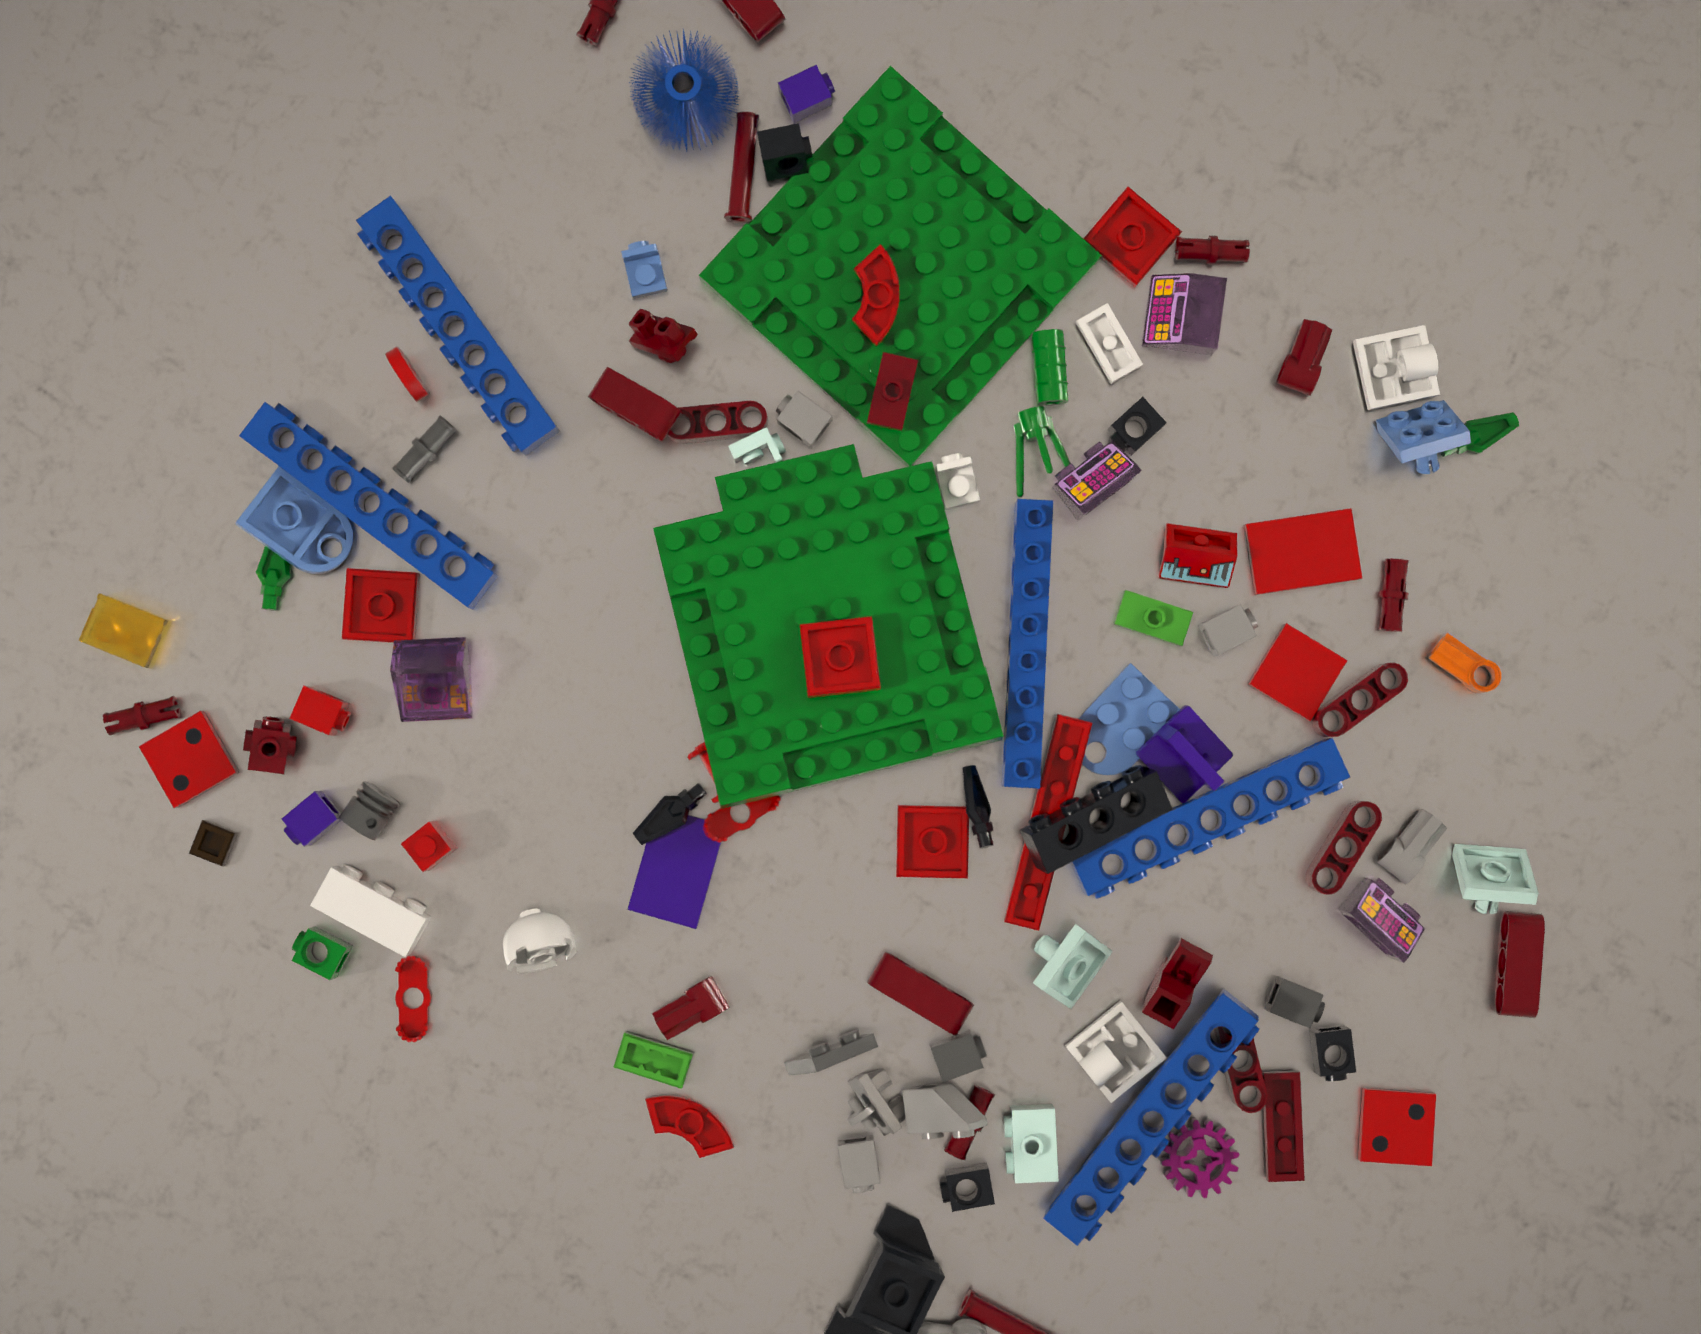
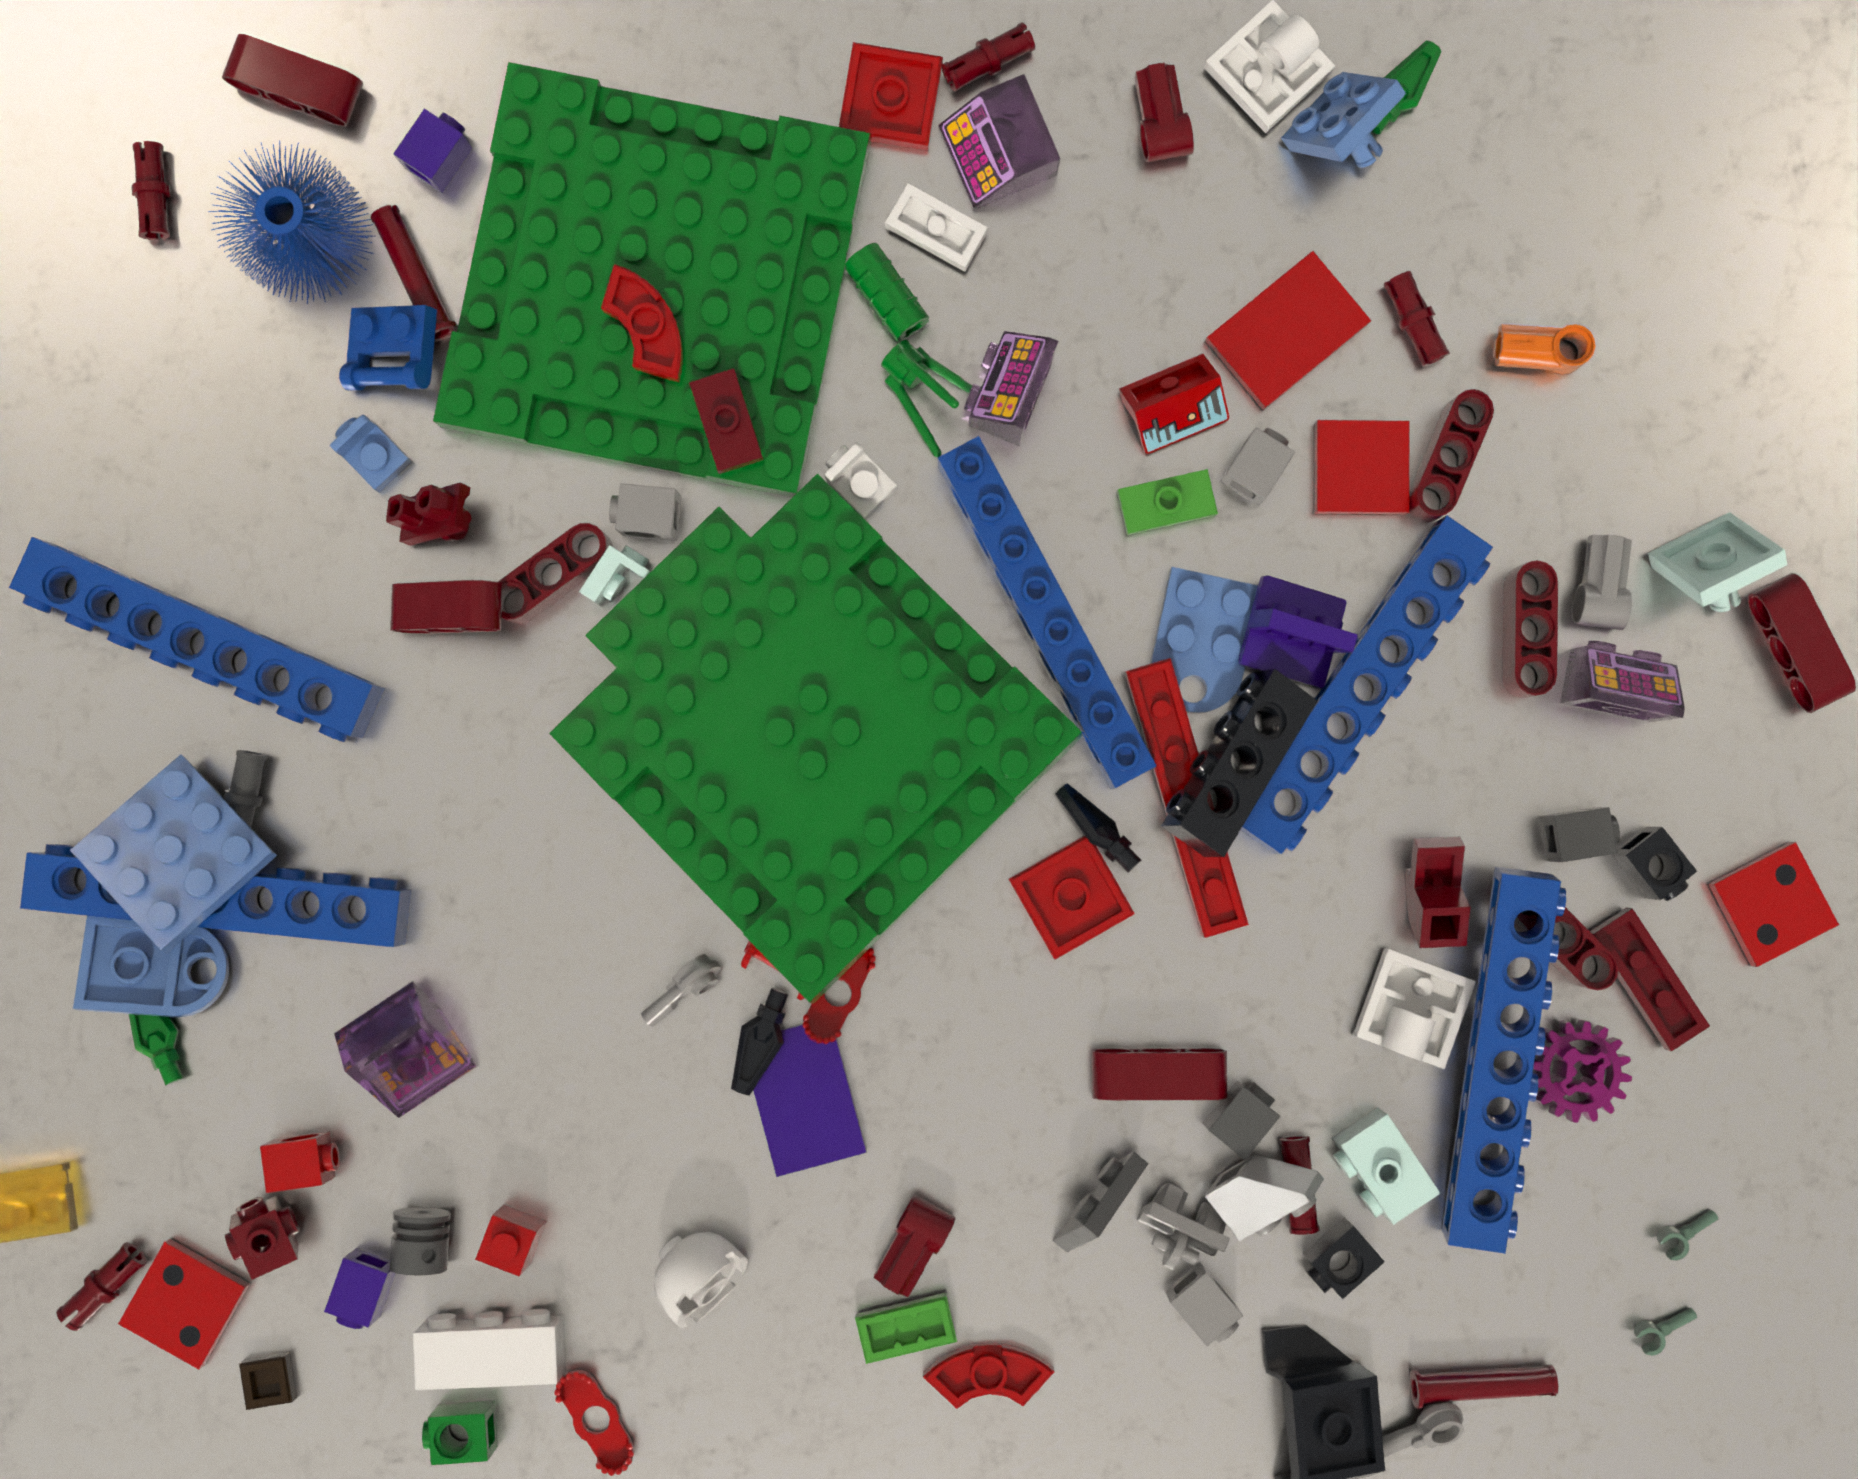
camera: 30 degrees left, 0 degrees up
(361, 459) = (173, 853): none -> medium blue plate
(380, 605) = (297, 1002): red tile -> none
(407, 374) = (170, 726): red piece -> none
(651, 745) = (695, 977): none -> light grey plate
(704, 199) = (390, 333): none -> blue plate
(784, 151) = (447, 228): black brick -> none
(840, 657) = (844, 753): red tile -> none
(1070, 964) = (1307, 942): light aqua tile -> none
(1143, 413) = (1021, 282): black brick -> none
(1207, 1309) = (1684, 1234): none -> sand green hand

